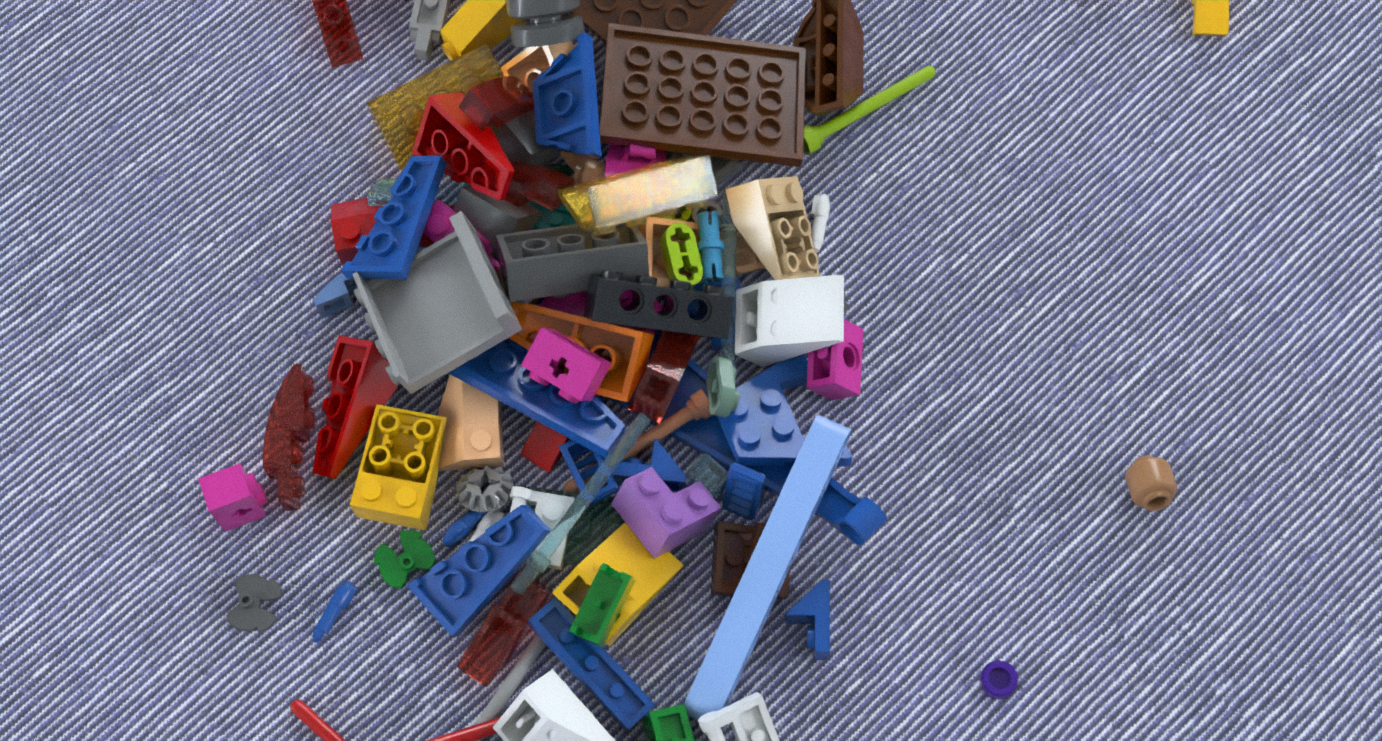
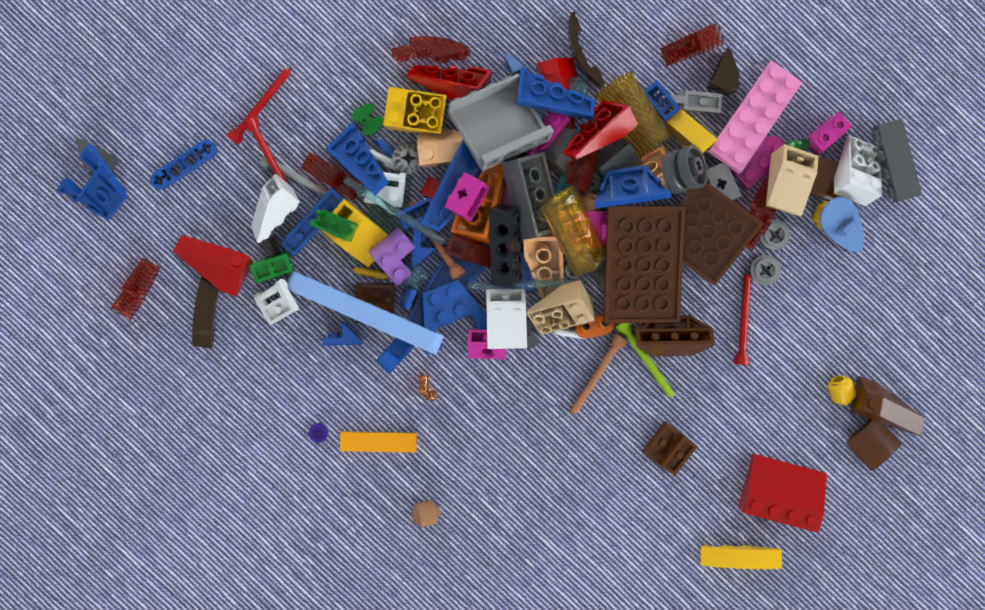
camera: 85 degrees right, 20 degrees up
(233, 497) = (391, 23): dark pink brick -> none
(247, 614) = (345, 40): dark grey piece -> none
(325, 192) = (593, 73): none -> dark brown slope
(339, 601) = (345, 88): blue piece -> none
(407, 58) = (652, 89): none -> blue slope
(497, 101) = (629, 146): clear red slope -> none
(684, 255) = (540, 261): lime beam -> none
(696, 560) = (377, 274): none -> yellow piece
(710, 247) = (547, 273): dark azure pin -> none
(721, 387) = (462, 282): sand green plate -> none
(812, 181) = (595, 328): none -> orange plate
(838, 148) = (617, 343): none -> nougat piece
(918, 476) = (425, 390): none -> clear orange arm
(1016, 568) = (378, 441): none -> light orange tile
(1024, 76) = (669, 448): none -> reddish brown slope

